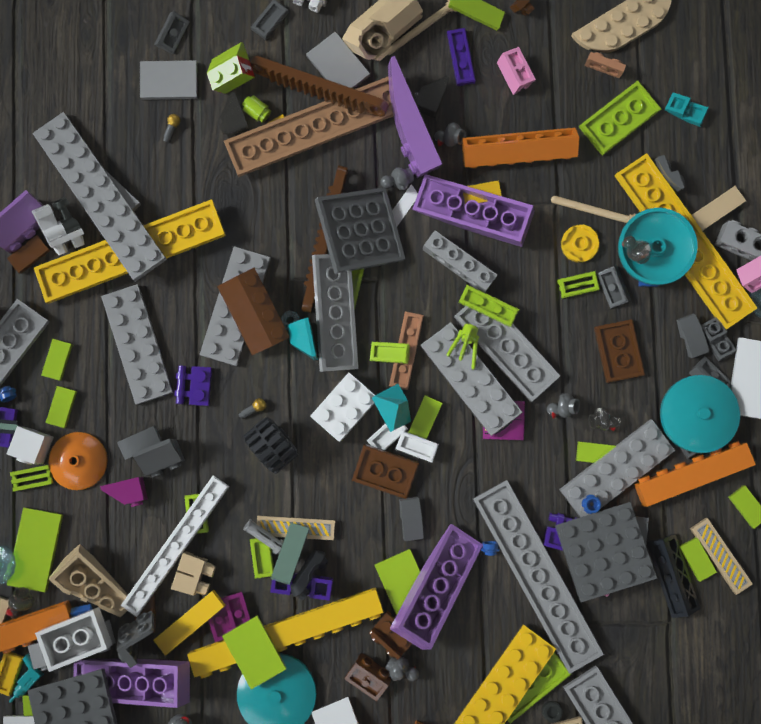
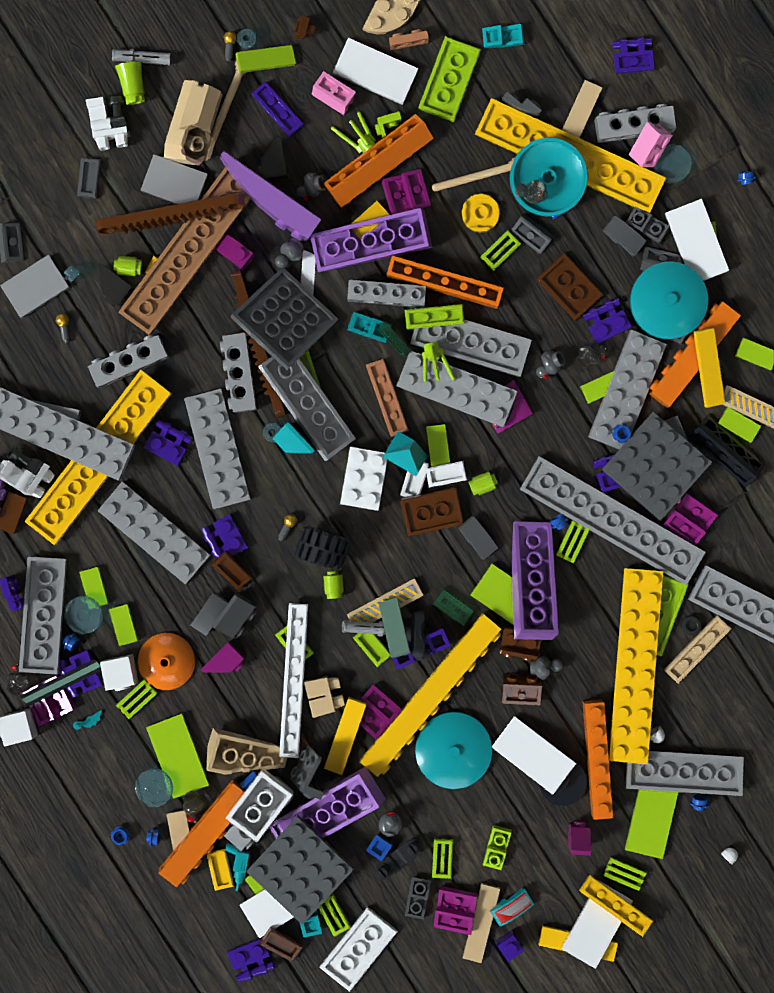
camera: 30 degrees left, 5 degrees up
(32, 377) = (83, 614): none -> clear light blue tile
(179, 176) = (157, 354): none -> light grey brick
(182, 416) = (231, 570): none -> reddish brown tile
(193, 280) = (166, 448): none -> dark purple plate
(204, 87) = (71, 273): none -> clear light blue plate
(230, 69) = (83, 245): lime slope -> none
(253, 311) = (236, 444): reddish brown slope -> none
(254, 652) = (414, 726): lime tile -> none
(261, 483) = (333, 584): none -> lime brick
(286, 281) = (248, 401): none -> light grey brick
(353, 151) = (234, 252): none -> magenta slope
(353, 566) = (453, 607): none -> clear green tile
(389, 352) = (374, 408): lime tile -> none
(427, 282) = (366, 326): none -> teal slope
(442, 303) = (393, 339): none -> clear green tile
(444, 474) = (483, 483): none -> lime brick
(491, 573) = (579, 545): none -> lime tile
(515, 282) = (444, 282): none -> orange brick
(518, 125) = (365, 141): none -> lime plant
(528, 187) = (406, 192): none -> magenta slope
(547, 120) = (390, 121): none -> lime bracket
(561, 74) = (375, 71): none -> white tile
(607, 616) = (690, 519): none -> magenta slope
(632, 405) = (610, 326): none -> dark purple plate
(702, 493) = (709, 367): none -> yellow tile

